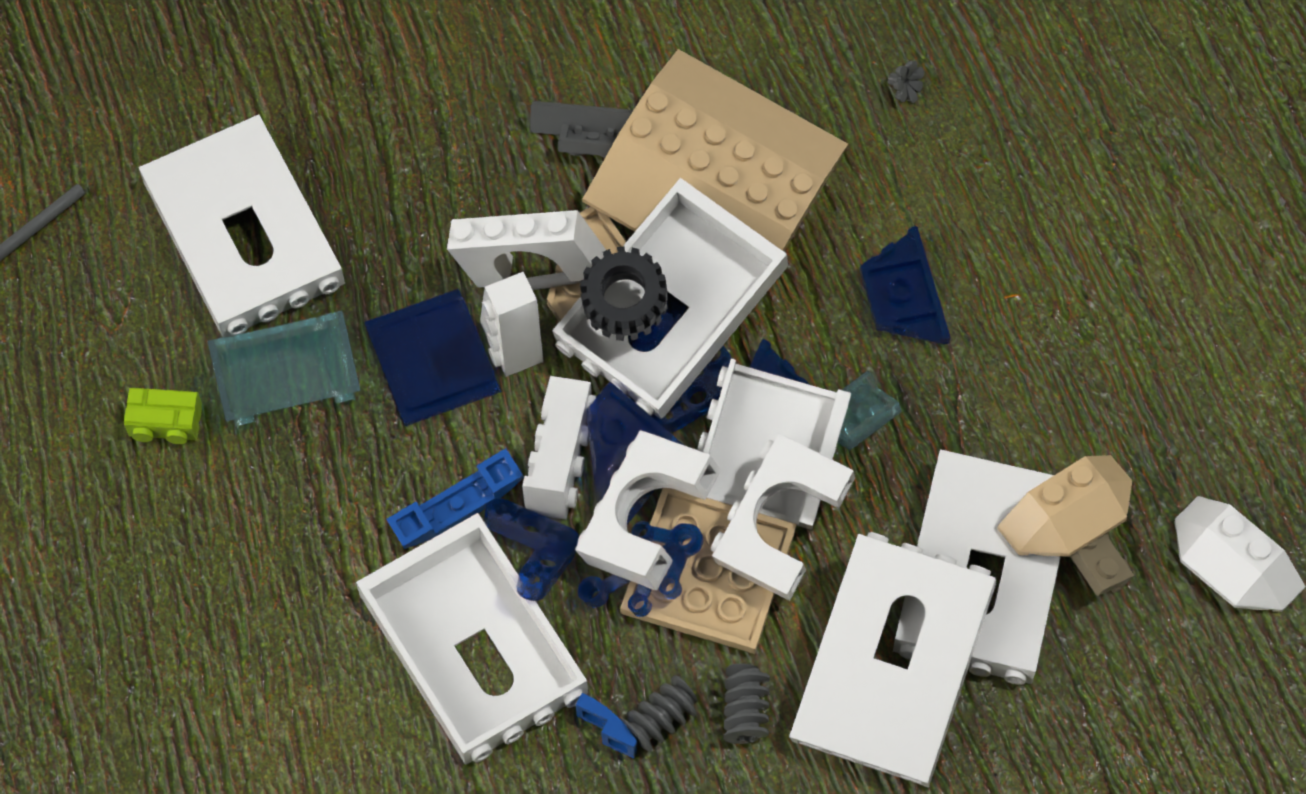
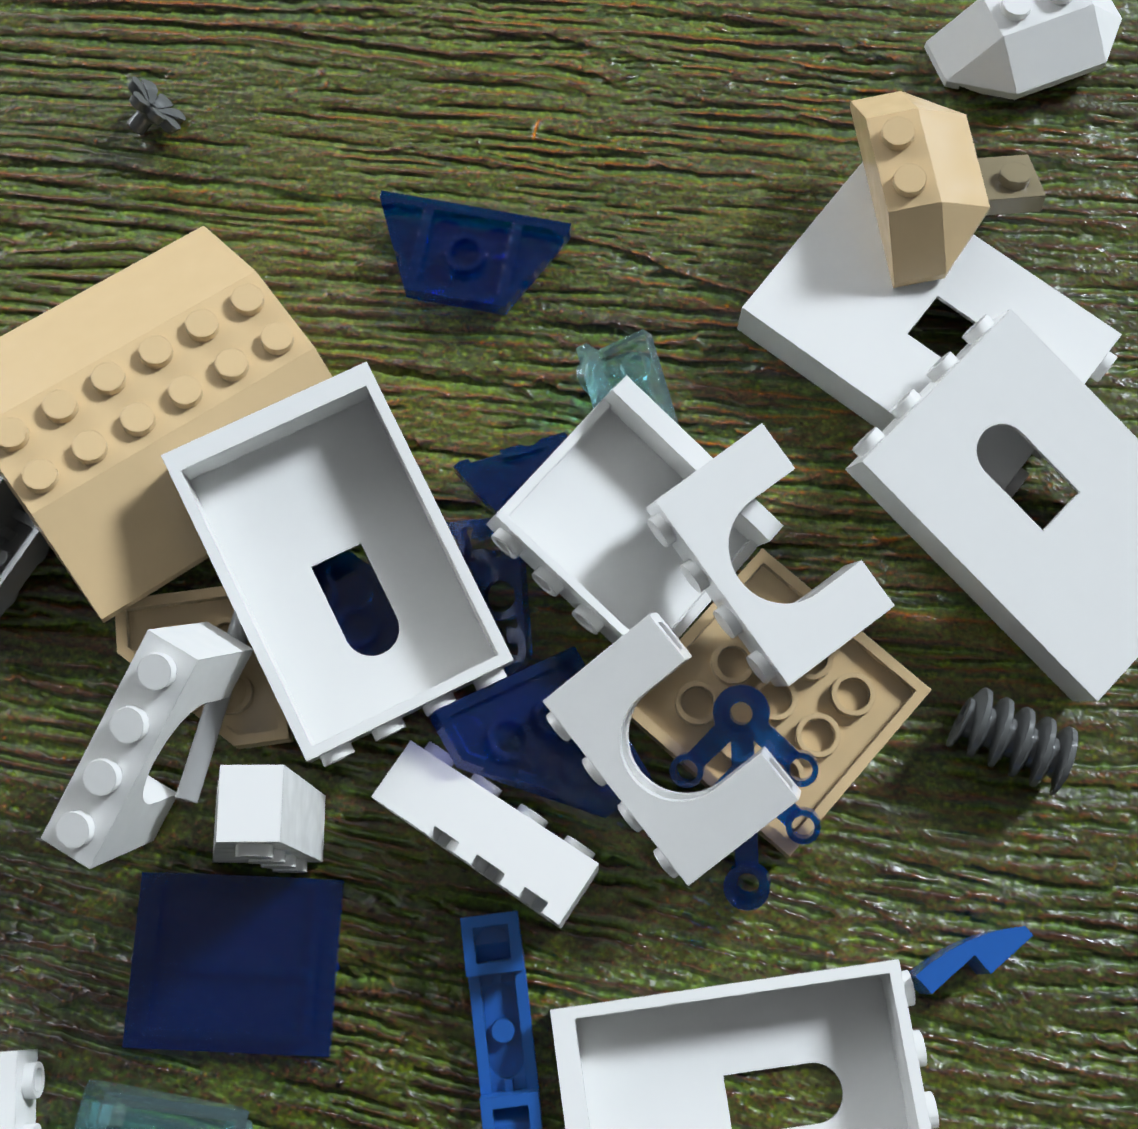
camera: 65 degrees left, 10 degrees up
(545, 547) = (646, 921): clear blue beam -> none
(624, 267) = (301, 575): black tyre -> none
(661, 712) = (984, 871): dark grey piece -> none

